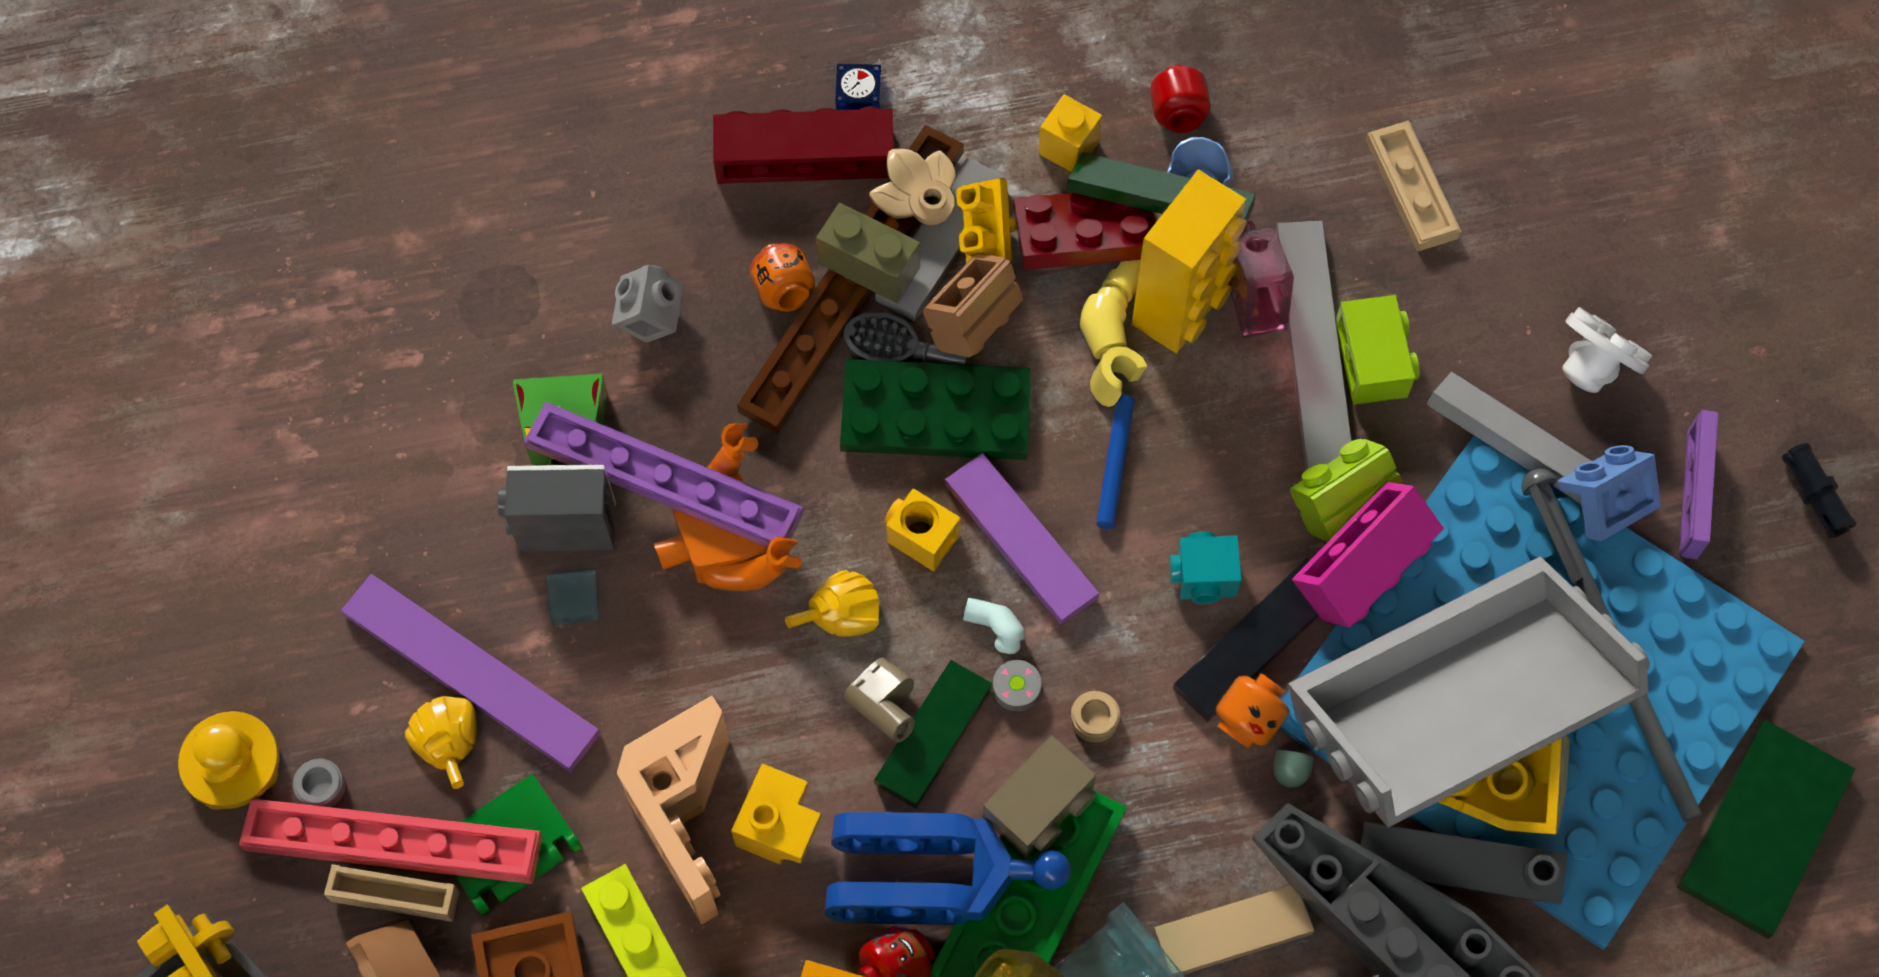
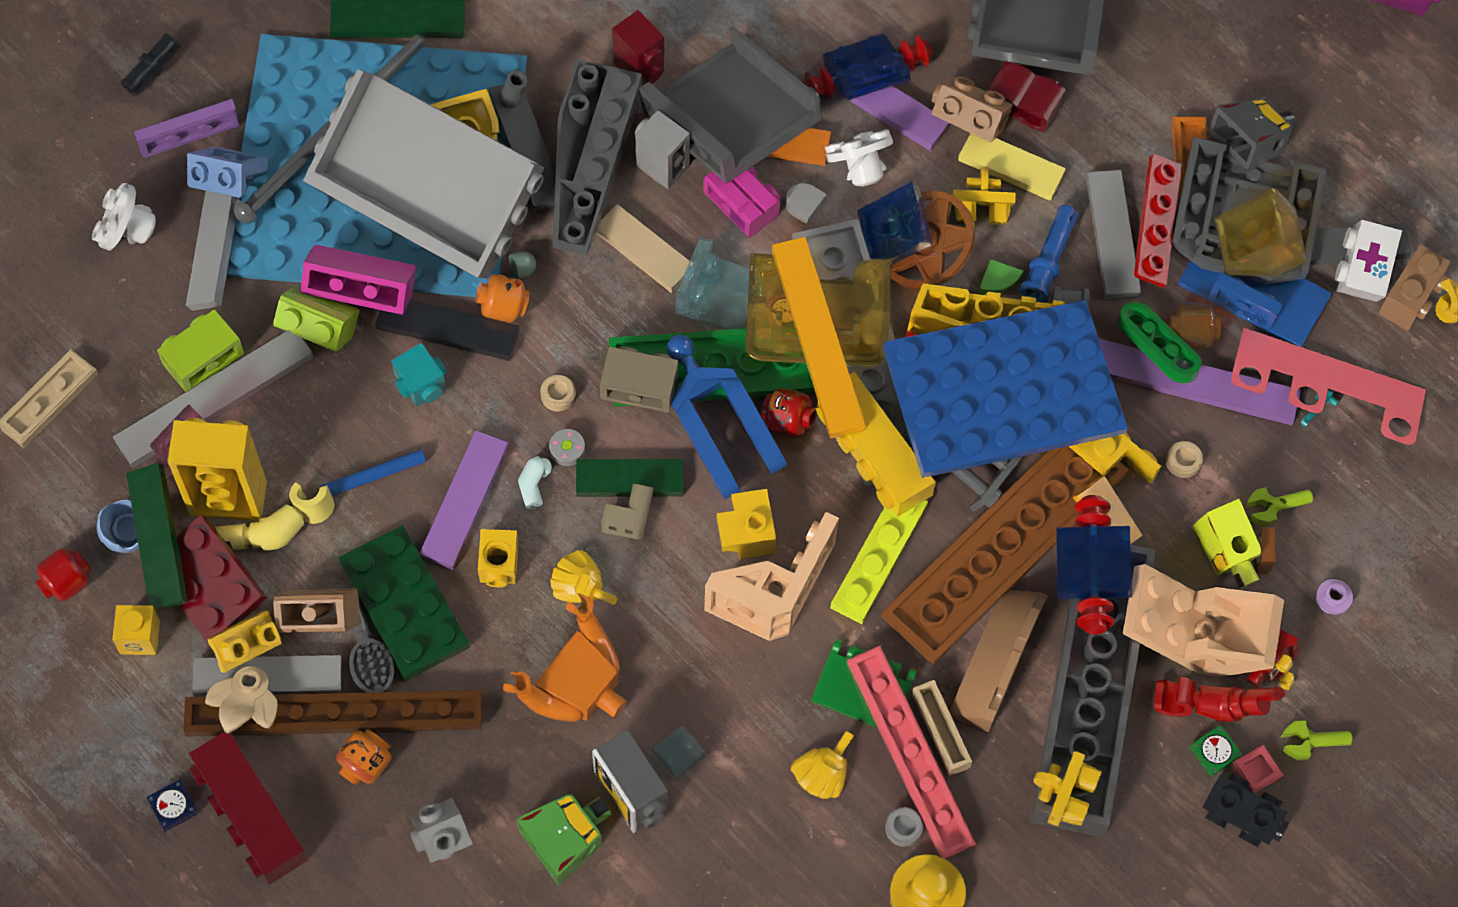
camera: 125 degrees left, 0 degrees up
(471, 673) = (771, 784): medium lavender tile -> none
(664, 476) = (569, 727): medium lavender tile -> none
(868, 252) = (319, 695): olive brick -> none

